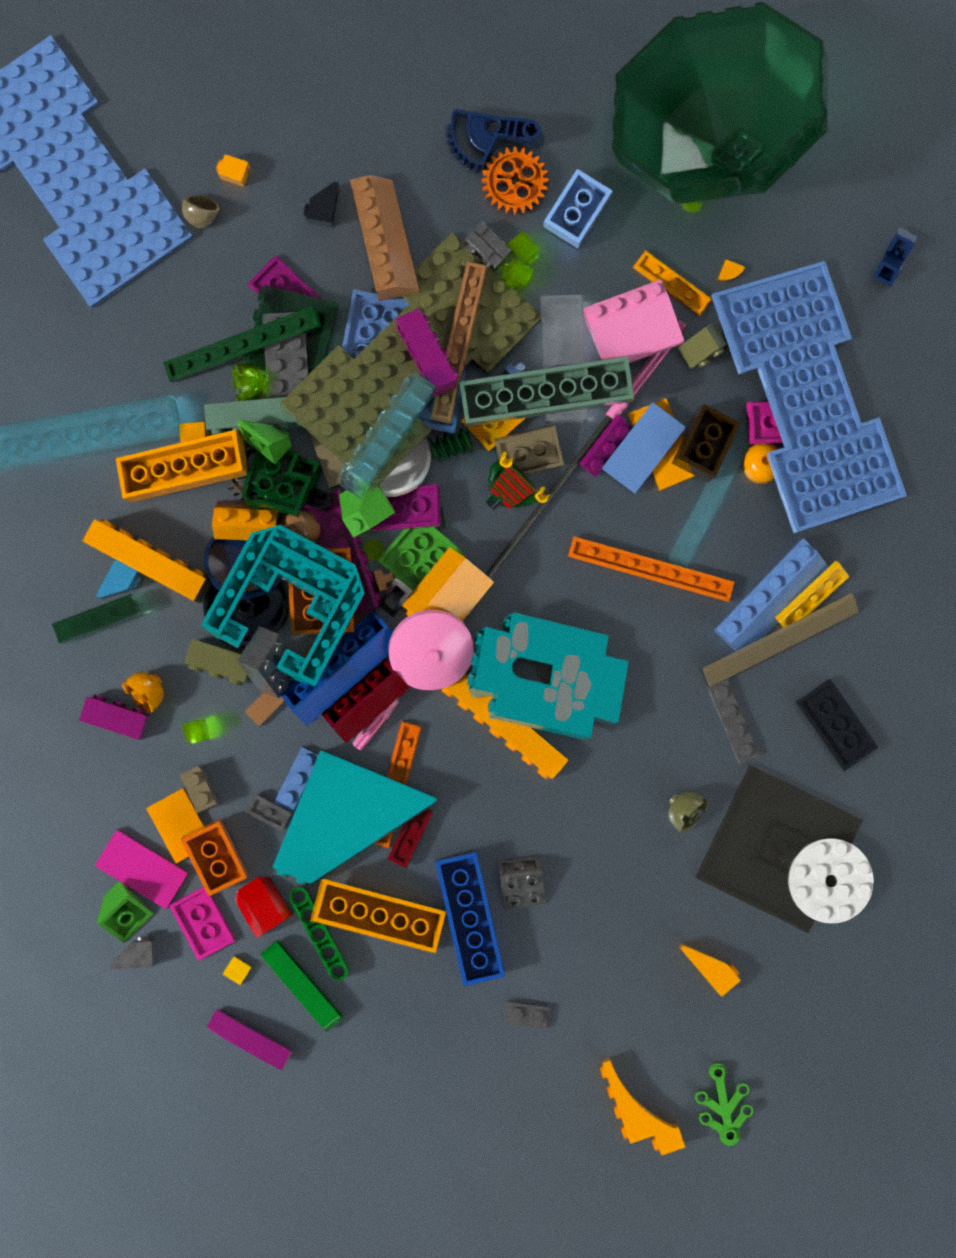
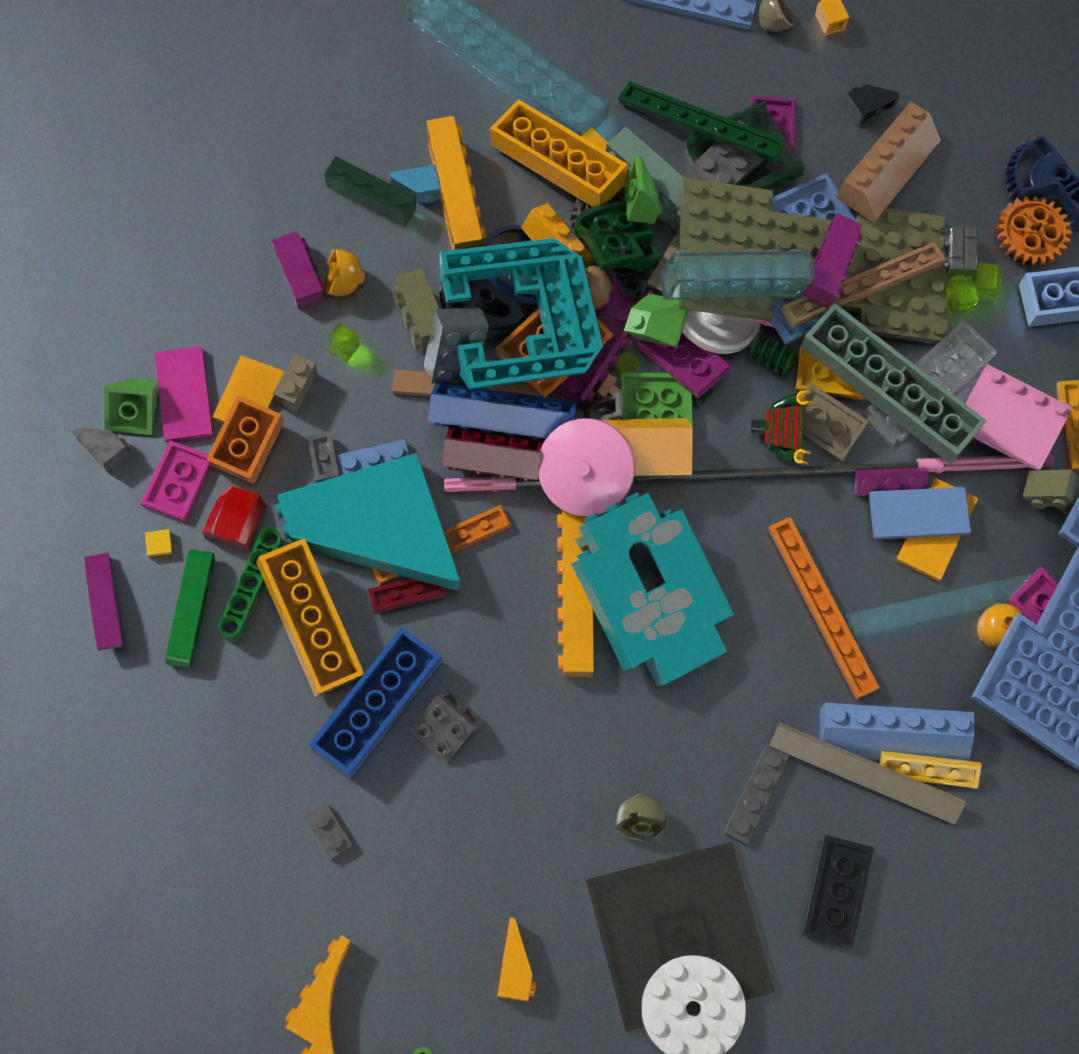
camera: 40 degrees right, 15 degrees down
(248, 381) = (678, 152): clear neon green cylinder -> none
(706, 443) = (974, 559): dark brown brick -> none

